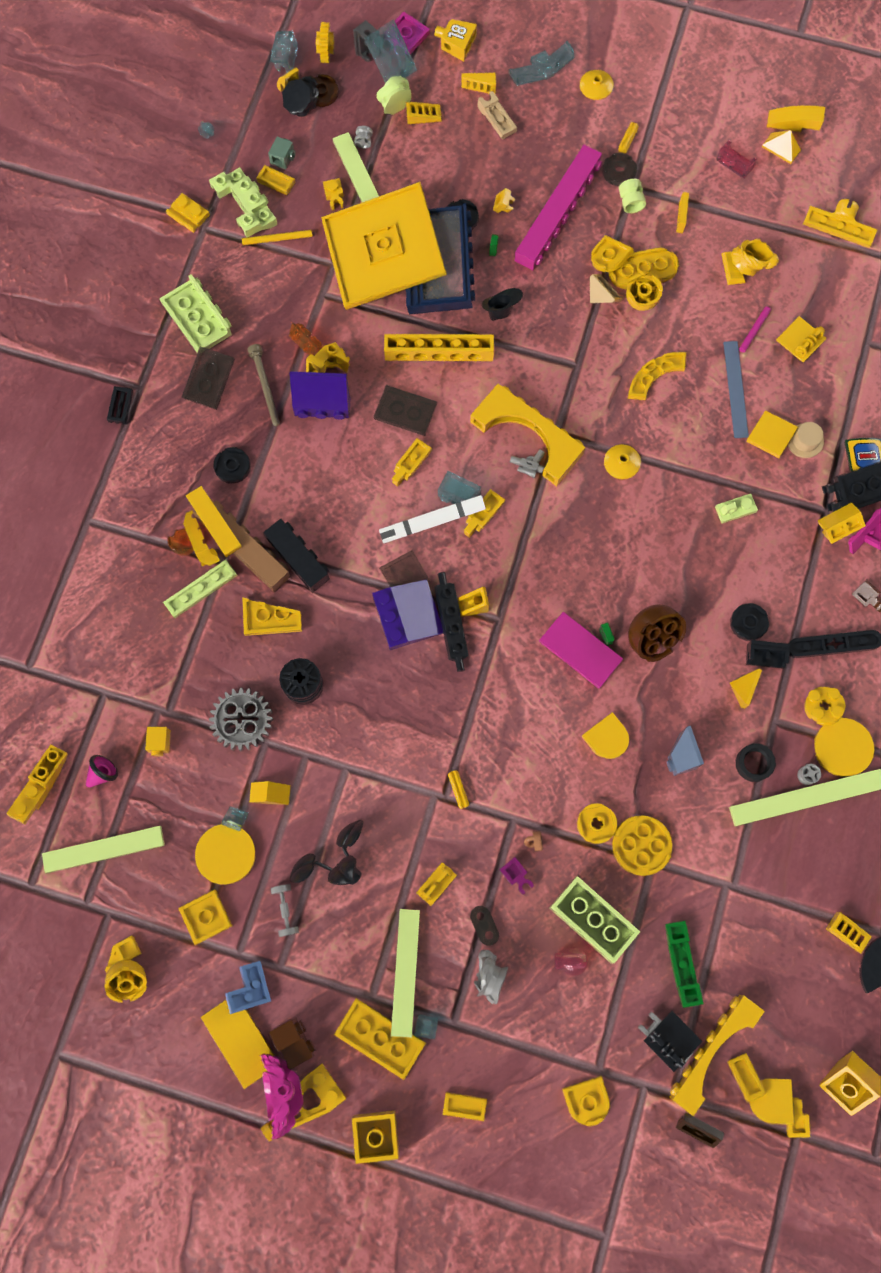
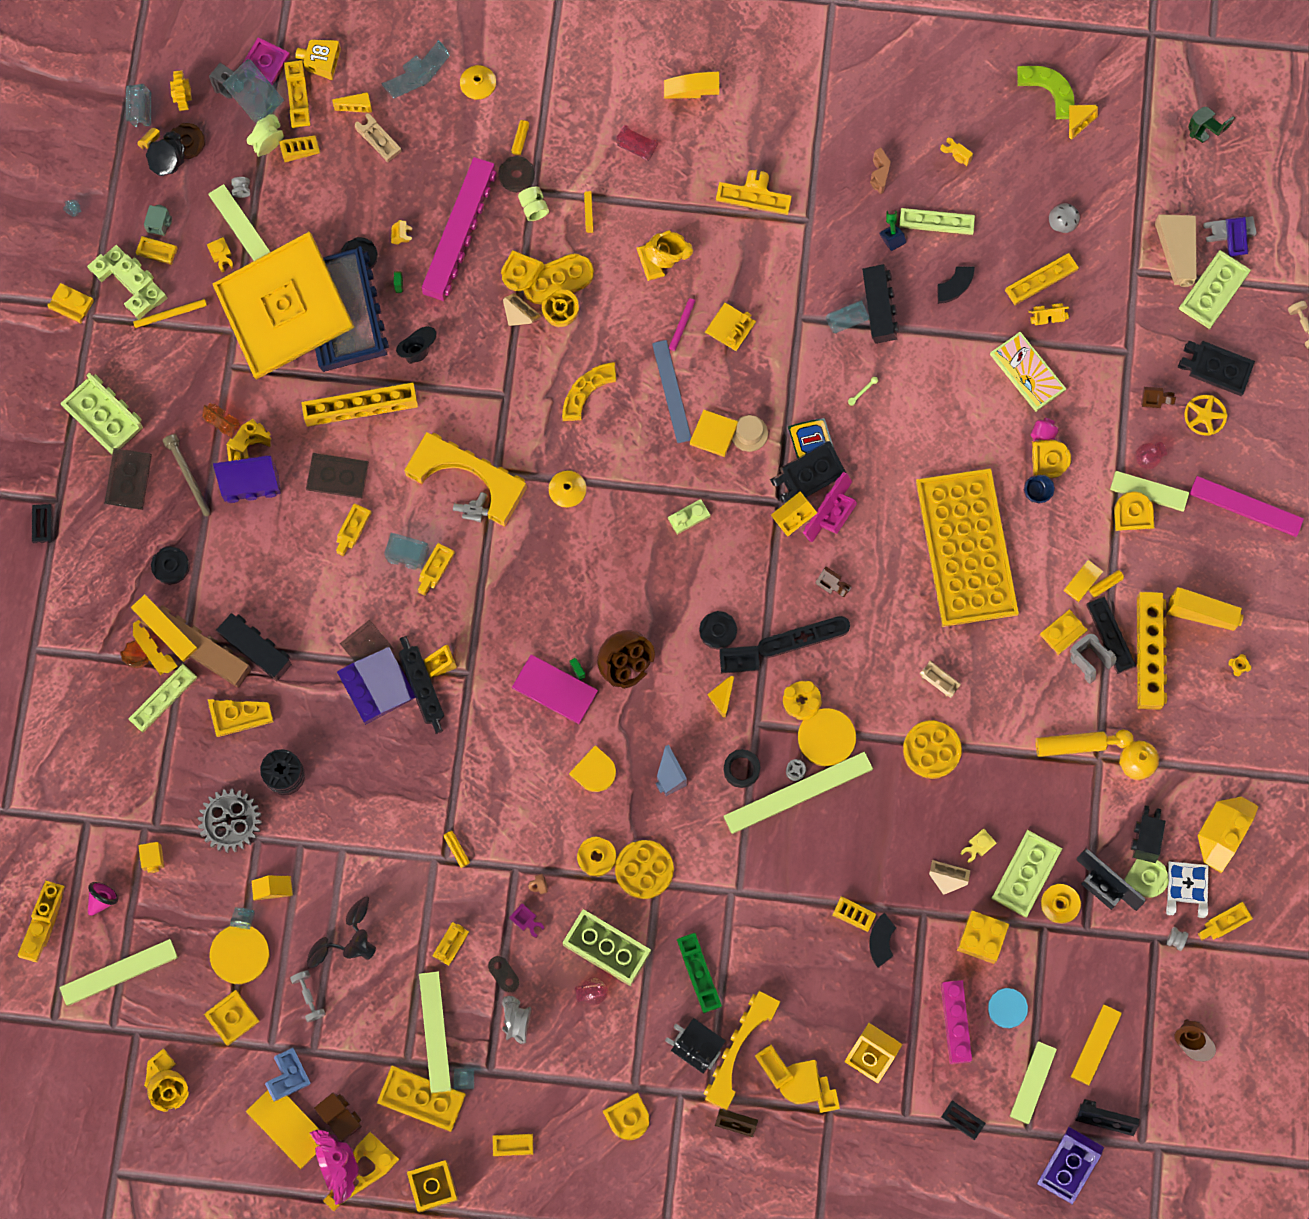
camera: 10 degrees left, 0 degrees up
(430, 65) = (297, 94): none -> yellow slope
(432, 519) = (383, 584): white sticker -> none
(782, 145) = (683, 118): slope -> none

